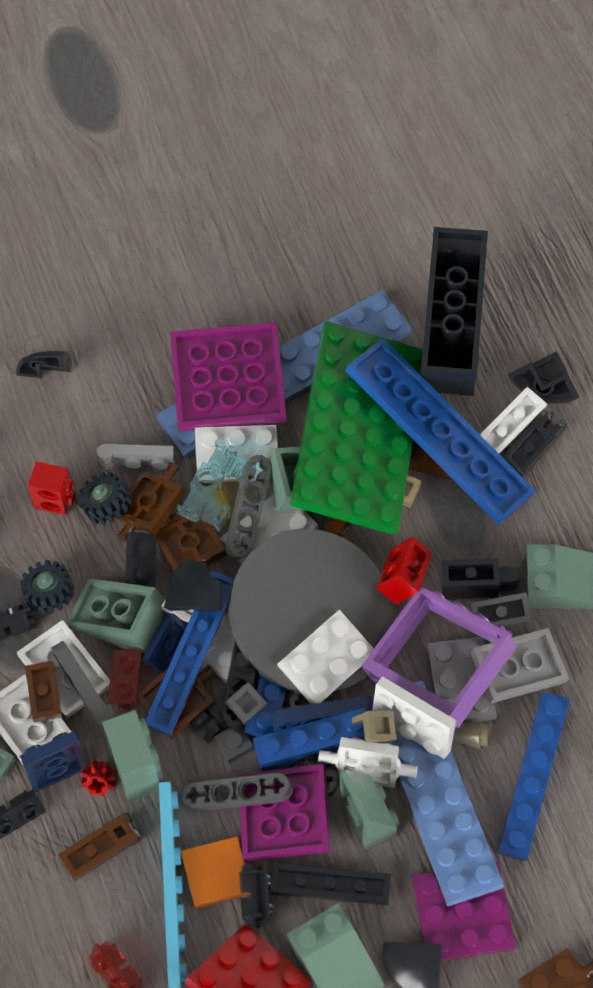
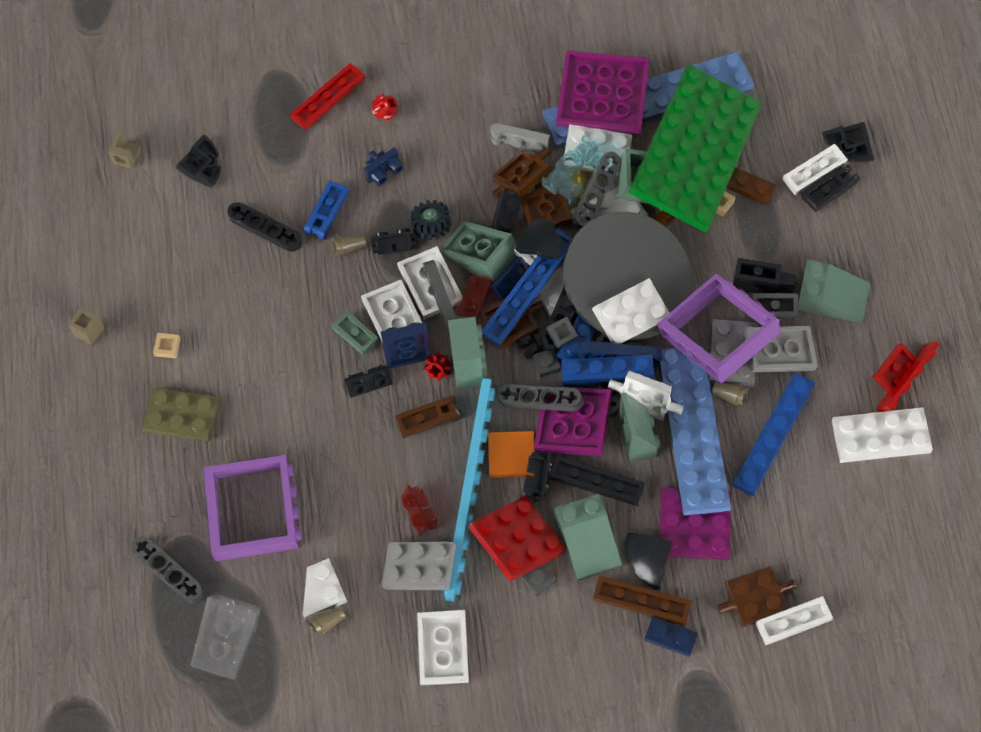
camera: 15 degrees right, 0 degrees up
(35, 363) = (465, 54): black brick -> none
(43, 691) = (410, 294): reddish brown plate -> none
(51, 488) = (450, 148): red brick -> none
(104, 498) = (489, 163): black wheel -> none
(378, 726) = (658, 367): dark tan panel -> none
(404, 570) = (706, 260): red brick -> none
(415, 718) = (688, 368): white plate -> none
(440, 431) = (758, 162): blue plate -> none
(454, 310) = (788, 73): black piece -> none

